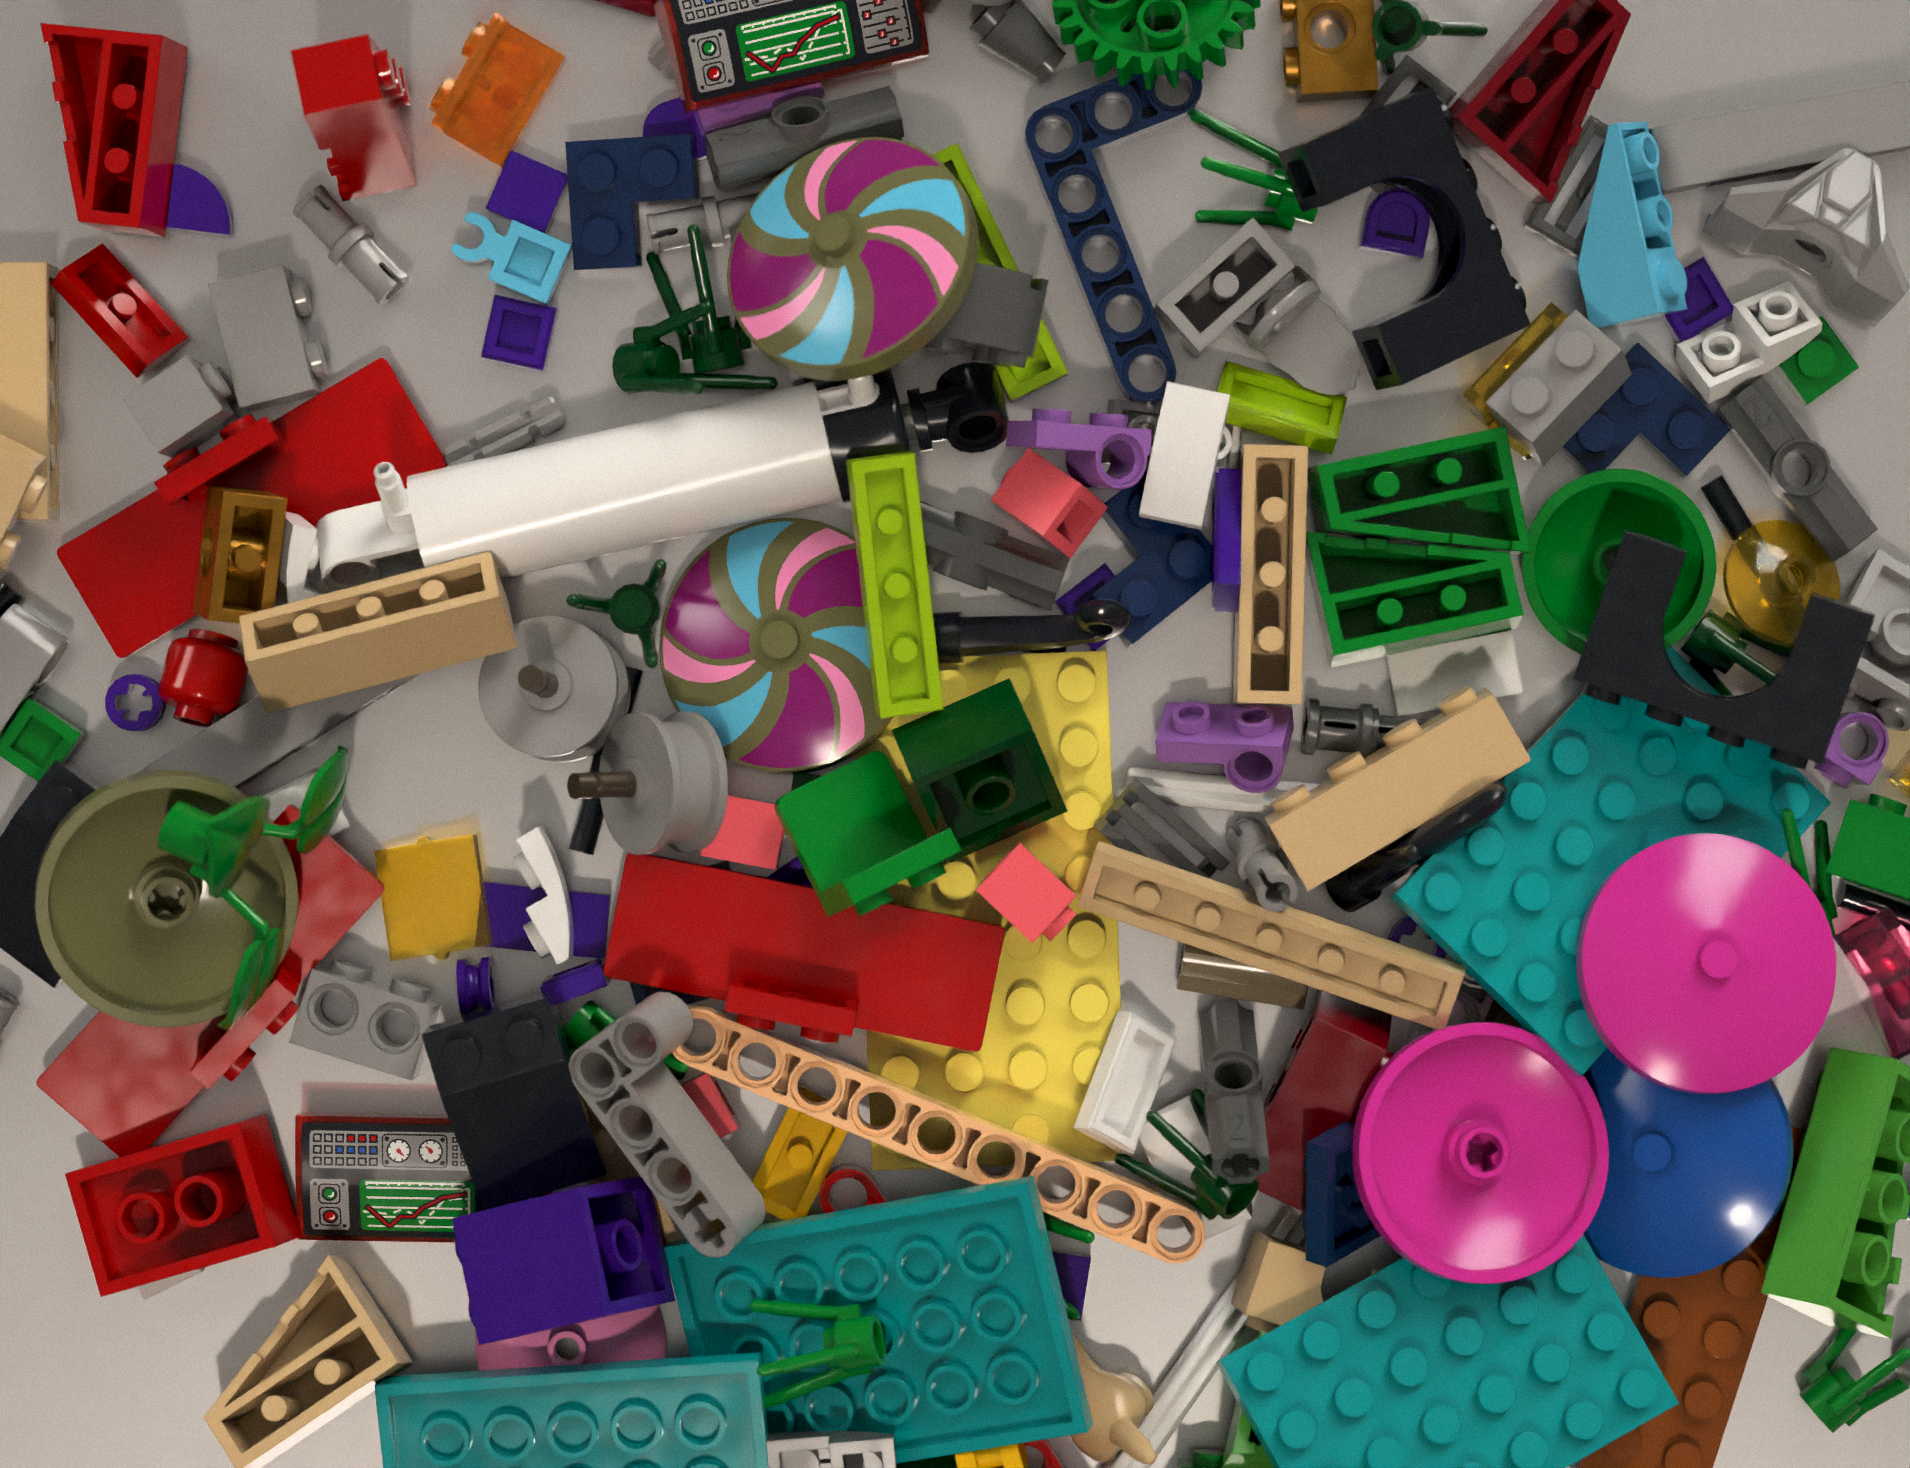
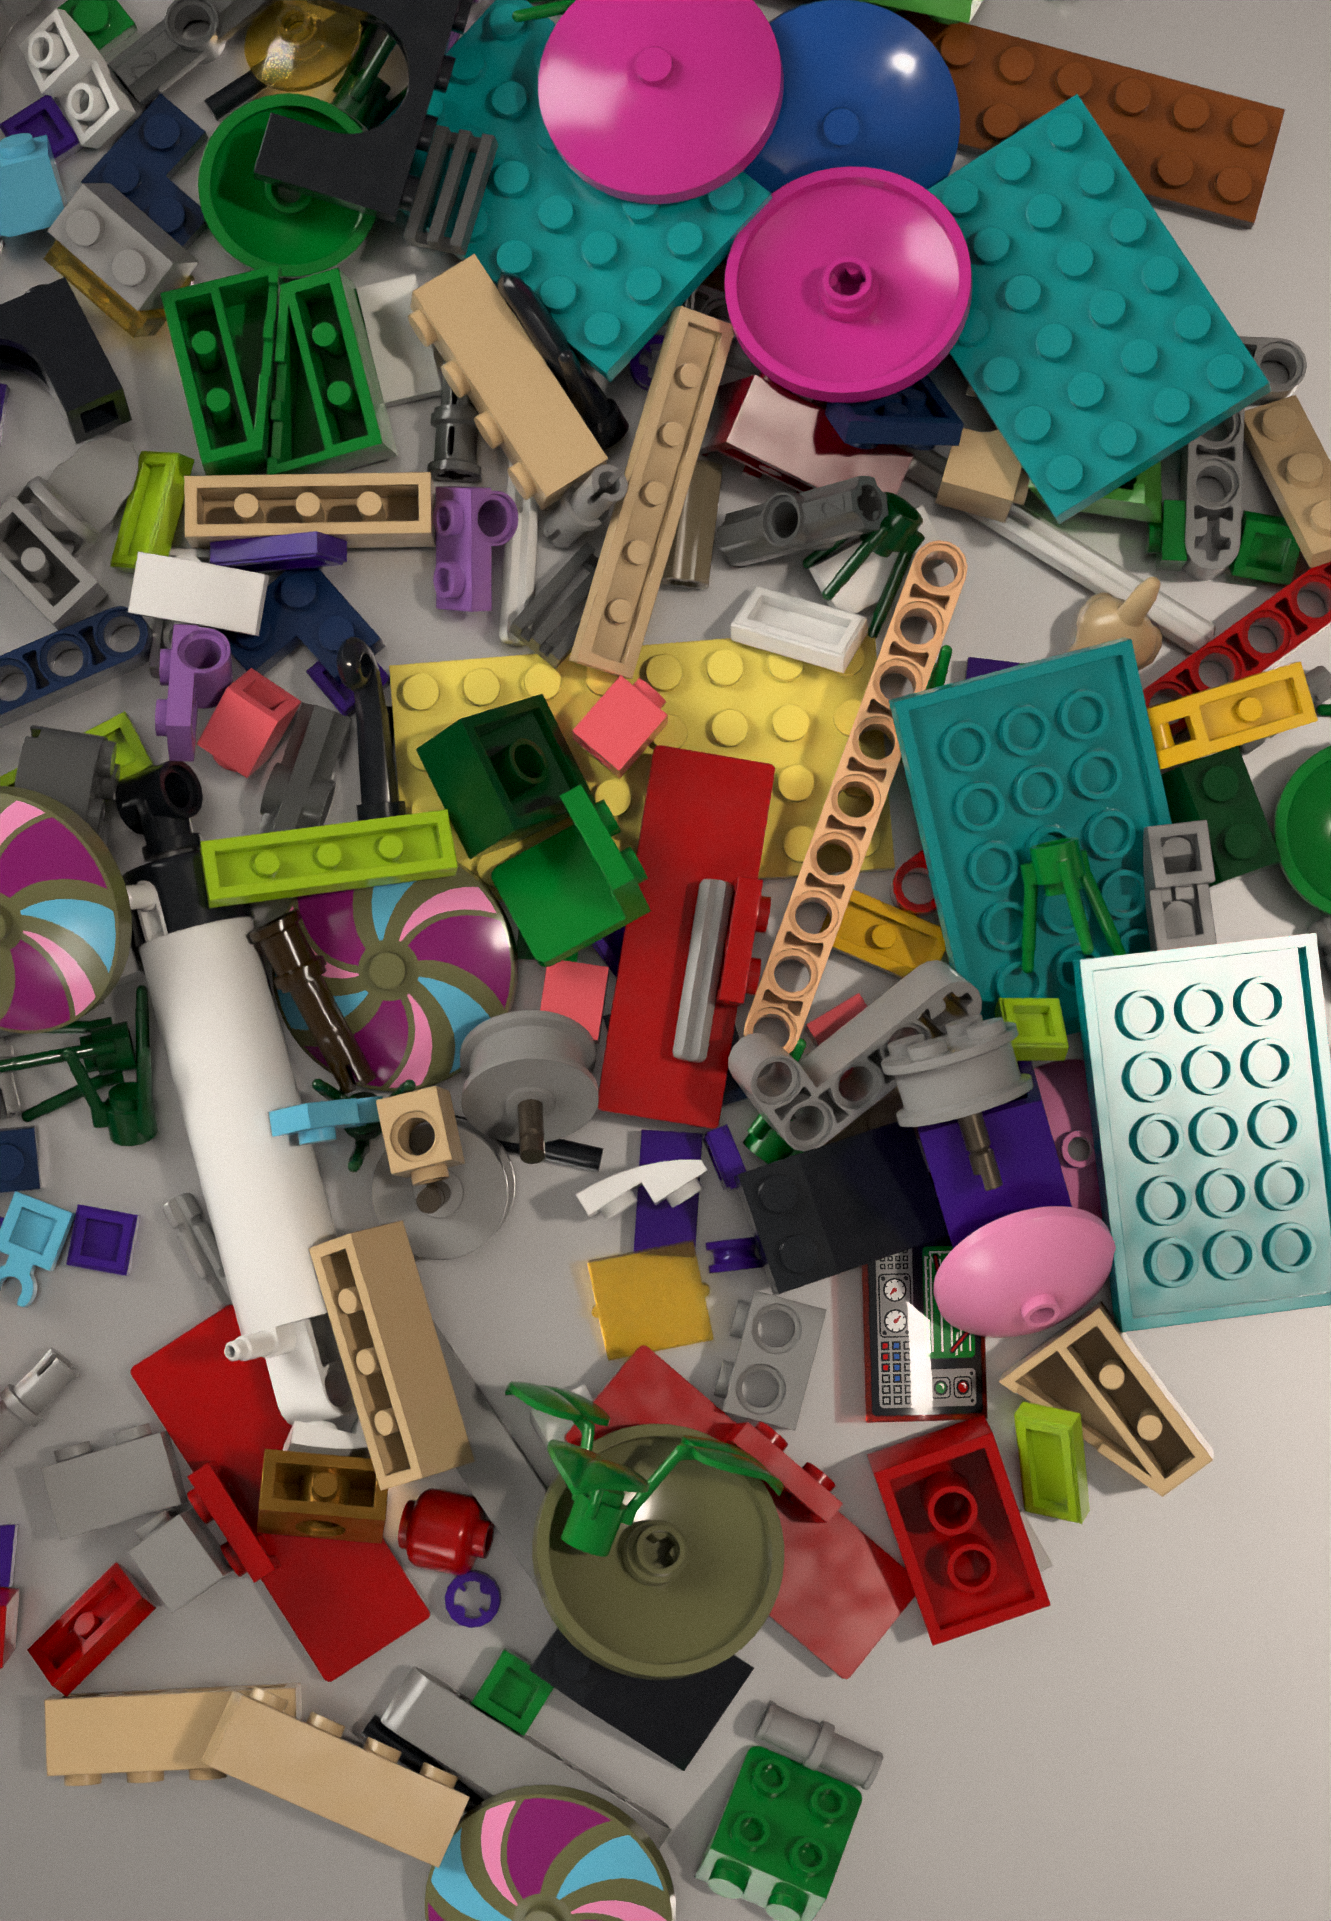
camera: 90 degrees left, 5 degrees down
(246, 1305) = (1052, 1462): none -> lime tile
(437, 1288) = (1024, 1272): none -> bright pink dish
(618, 646) = (398, 1118): none -> tan brick
(621, 564) = (318, 1120): none -> medium azure plate
(627, 1232) = (959, 1079): none -> light grey wheel
(689, 1306) = (1039, 1028): none -> lime tile
(765, 968) = (702, 970): none -> light grey axle
(777, 551) = (301, 975): none -> dark brown pin
(1654, 751) = (462, 144): none -> dark grey tile

